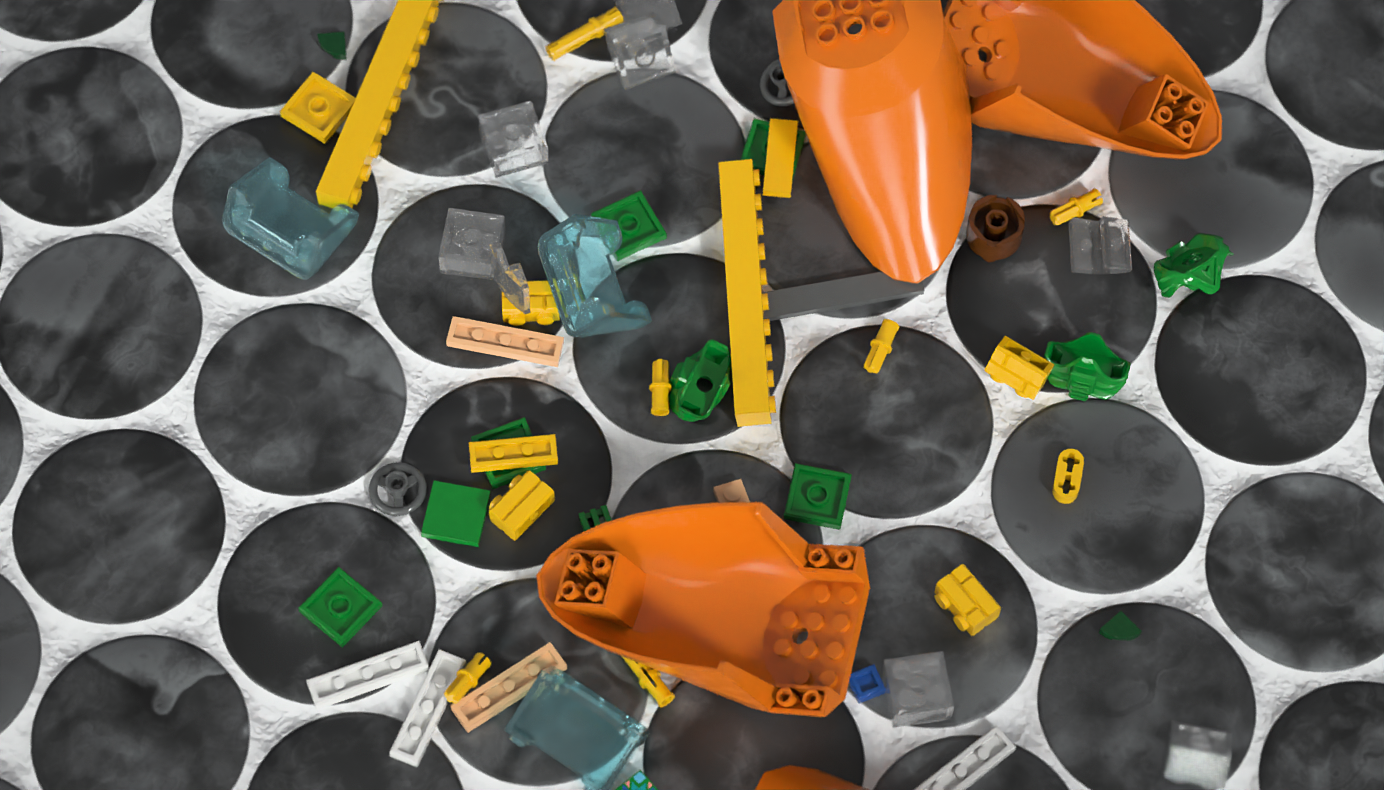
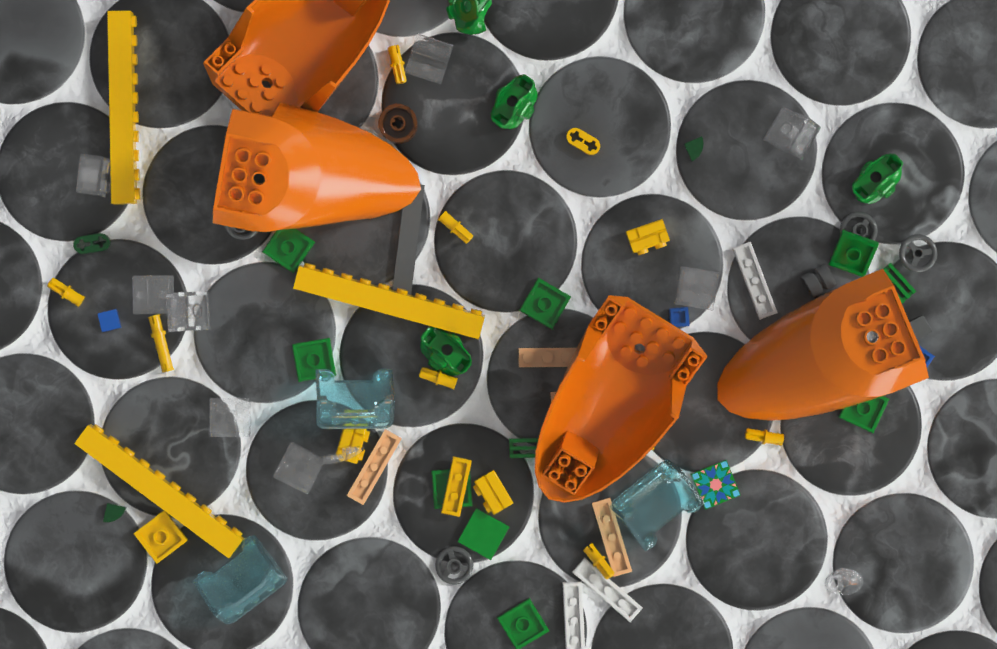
camera: 75 degrees left, 25 degrees up
(780, 158) = (300, 246): yellow tile -> none
(1018, 368) = (503, 146): yellow brick -> none

